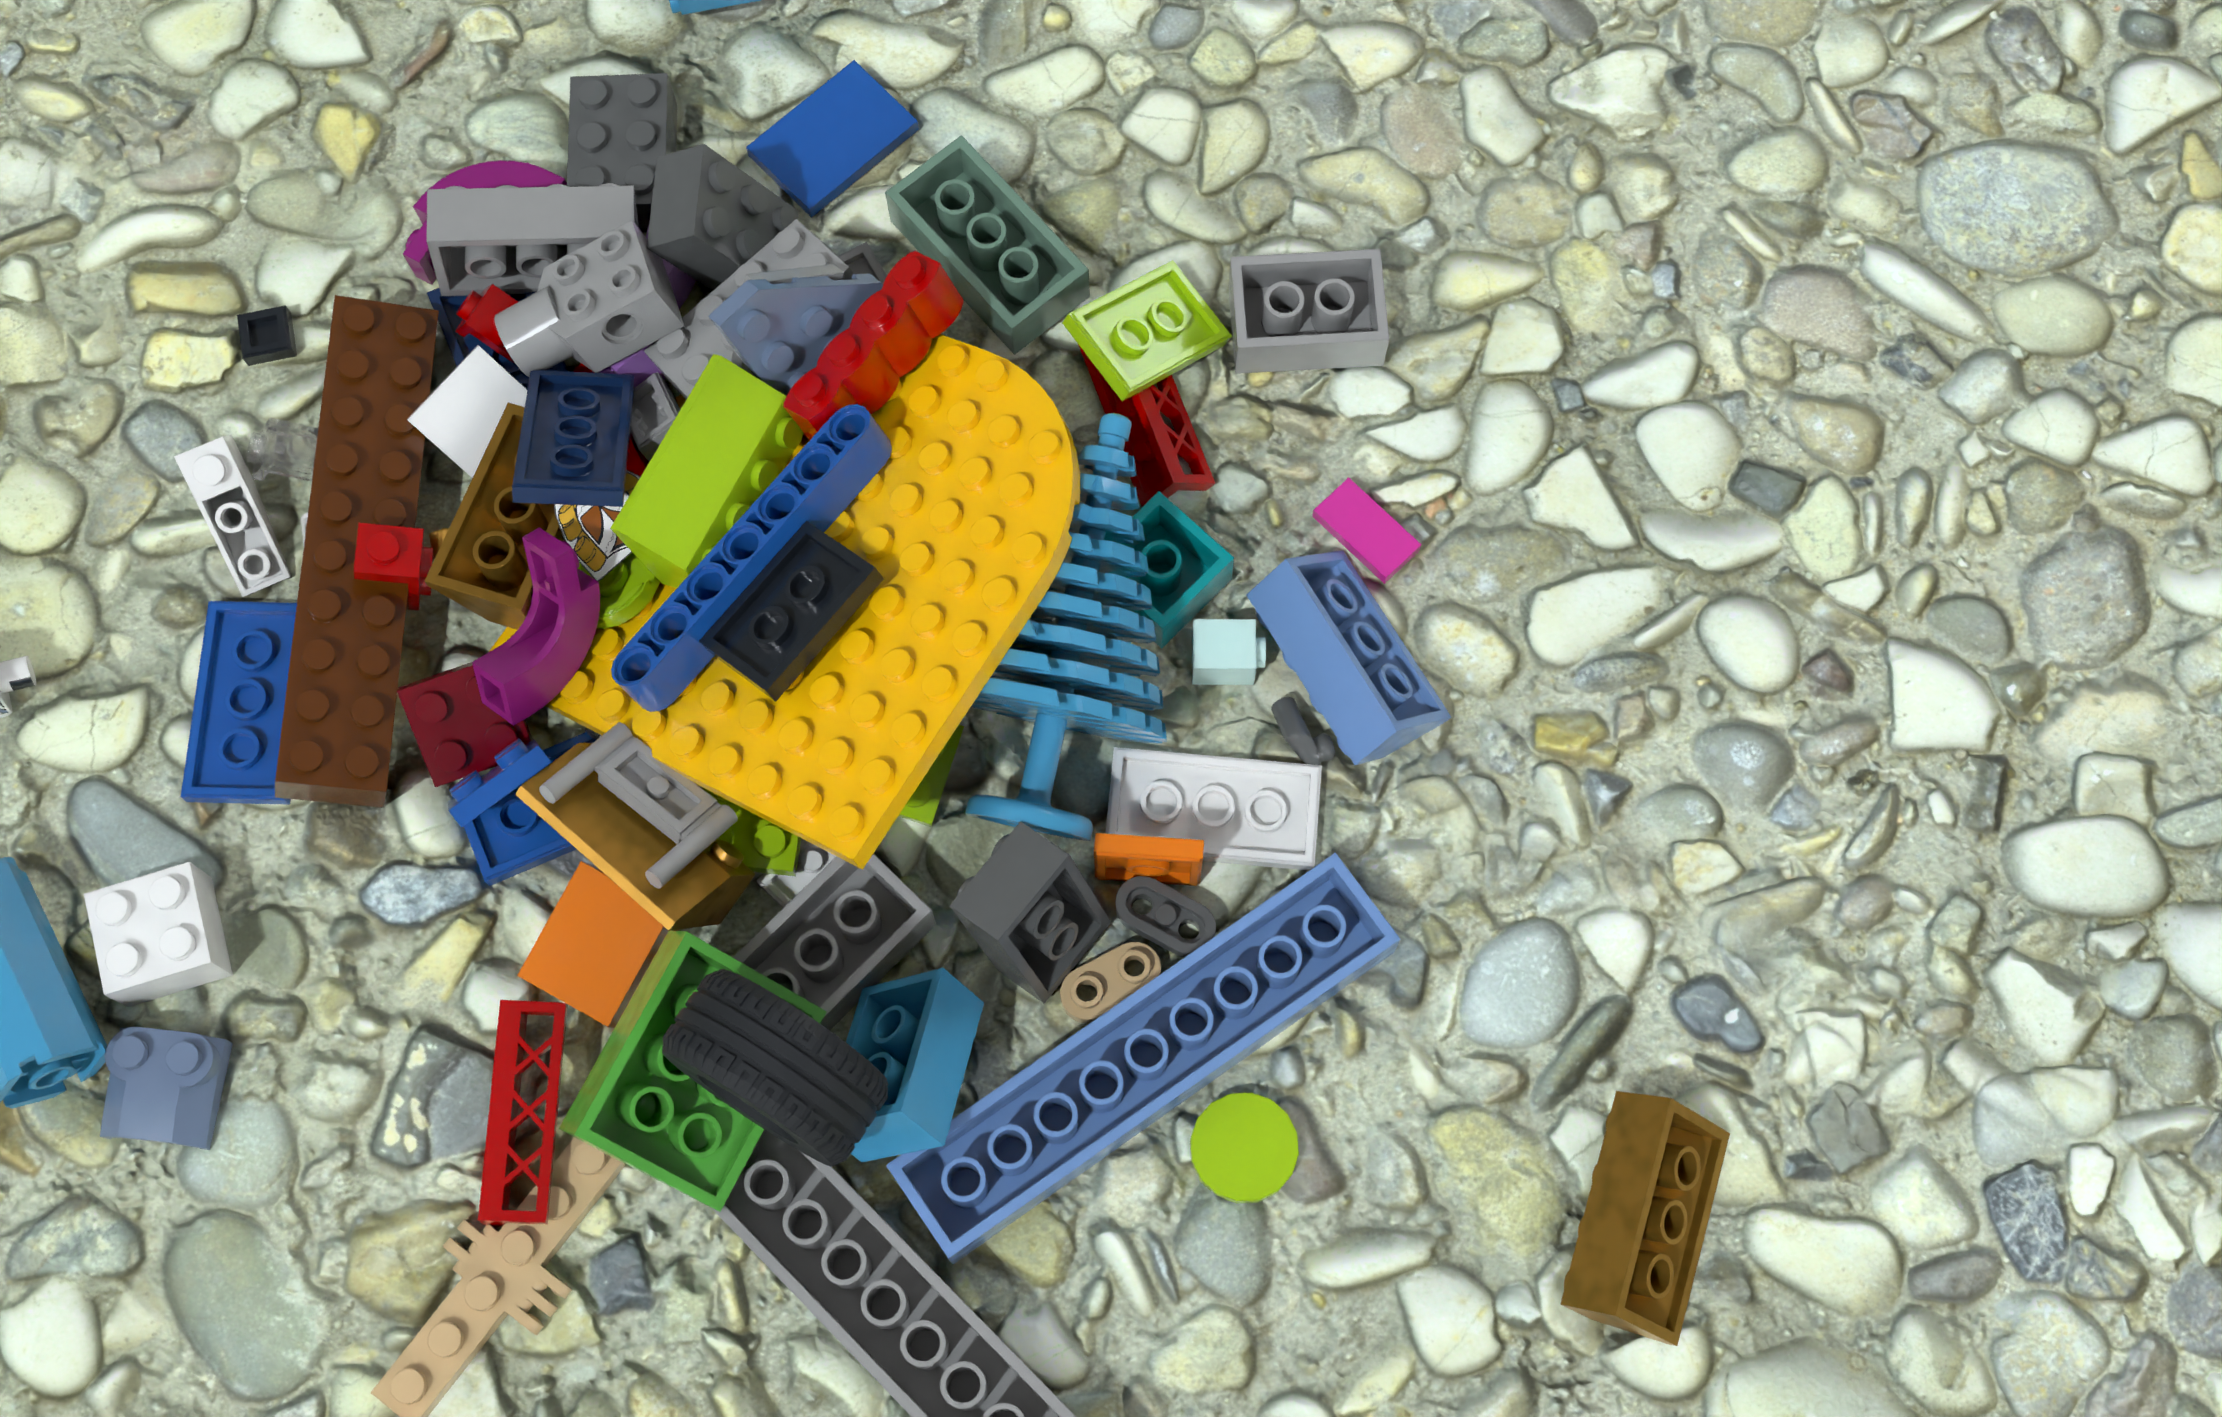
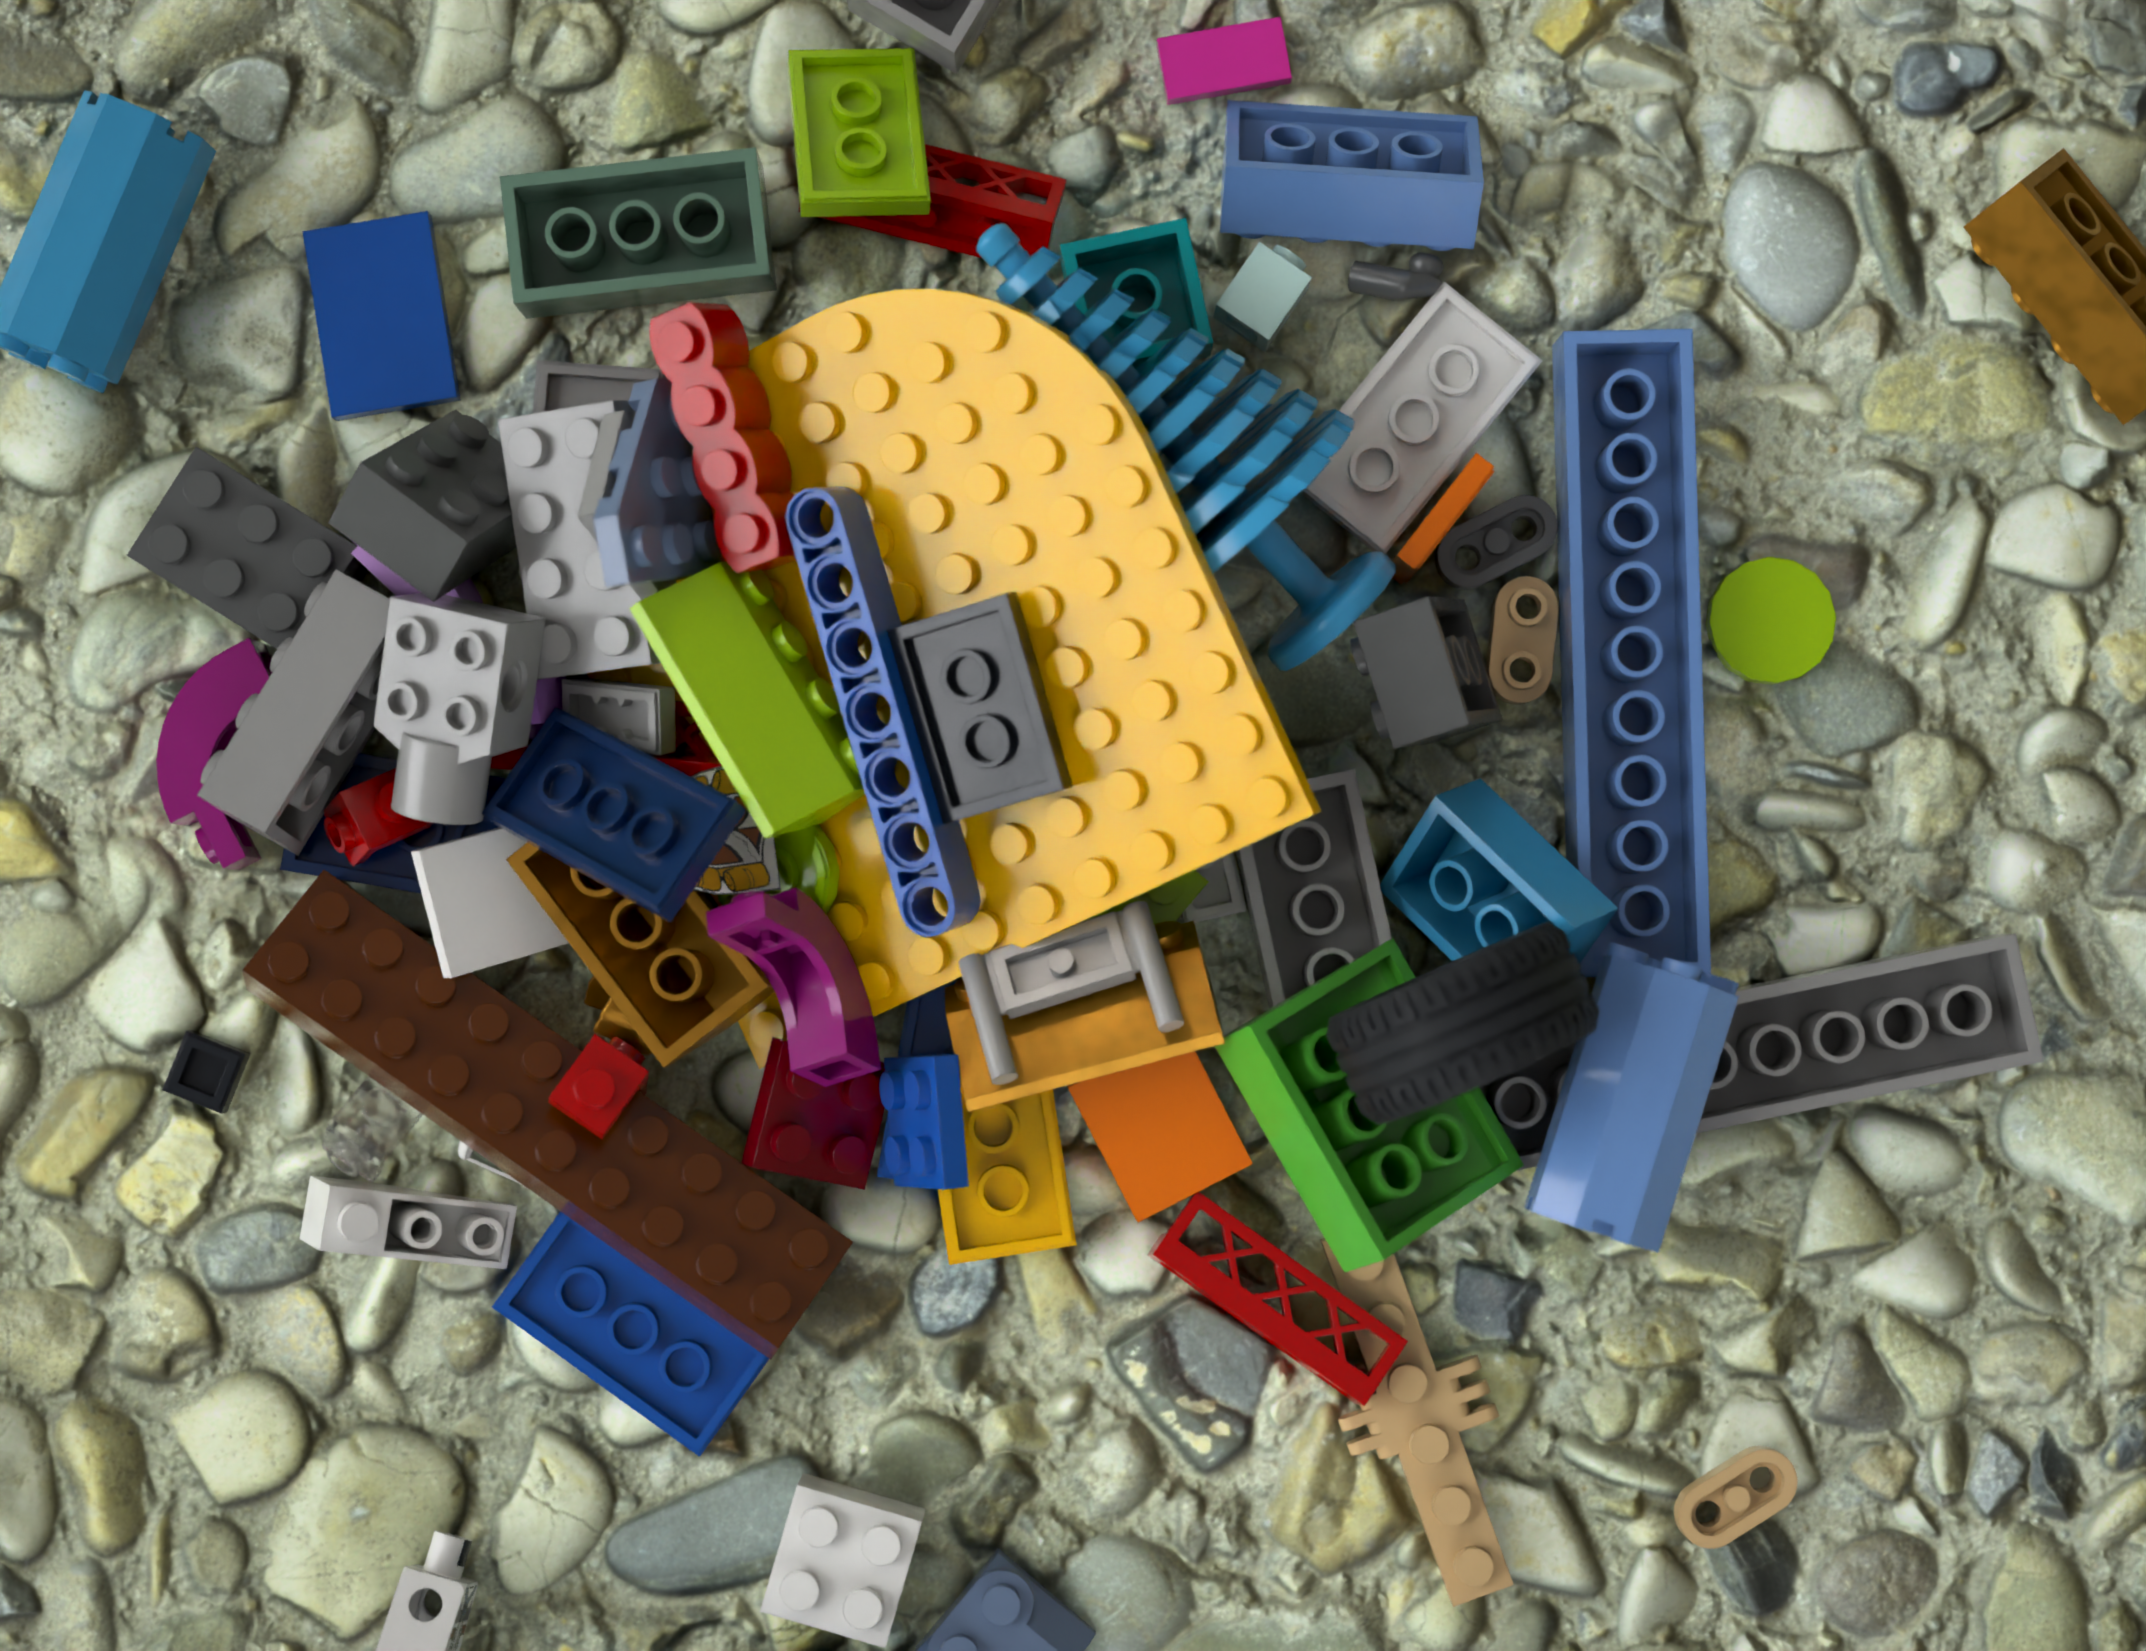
camera: 60 degrees left, 15 degrees up
(498, 869) = (1015, 1183): none -> yellow tile
(808, 1245) = (1633, 1098): none -> medium blue brick

